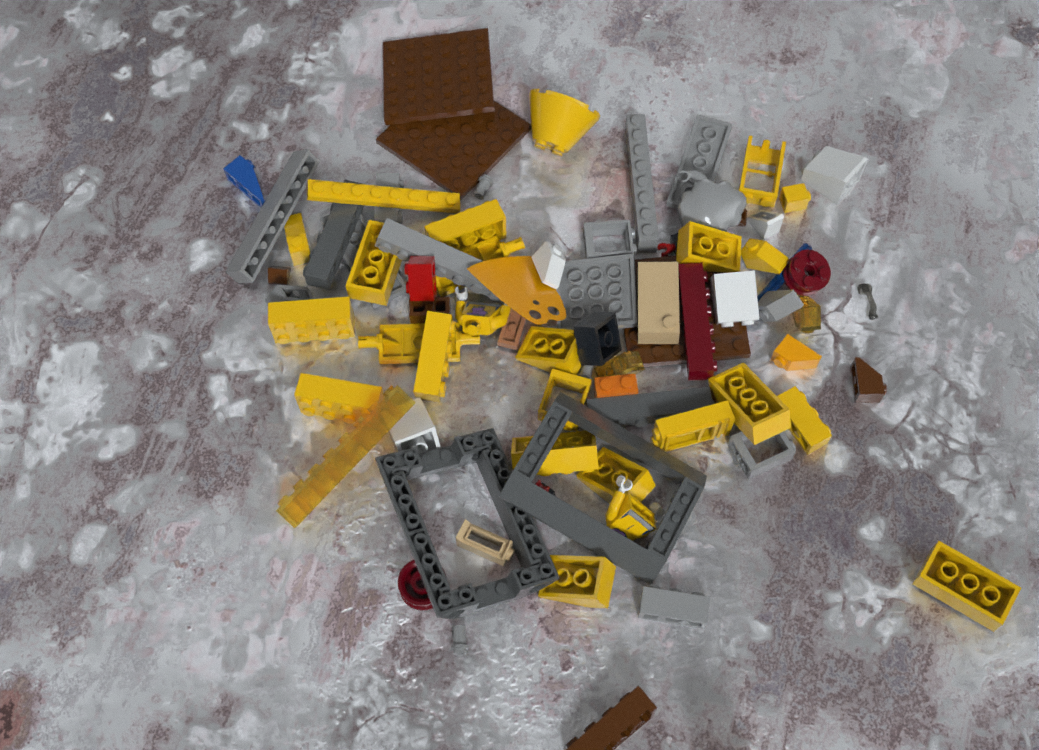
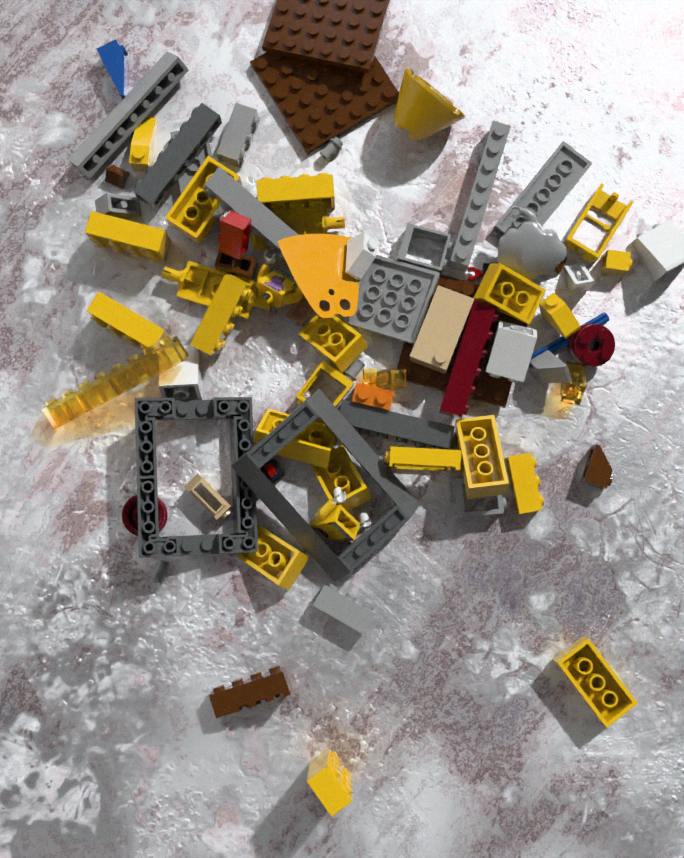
camera: 20 degrees right, 20 degrees up
(383, 196) = (231, 132): yellow plate -> none
(597, 338) = (372, 347): black brick -> none
(794, 355) = (544, 420): light orange slope -> none
(867, 289) = (639, 377): clear smoke piece -> none

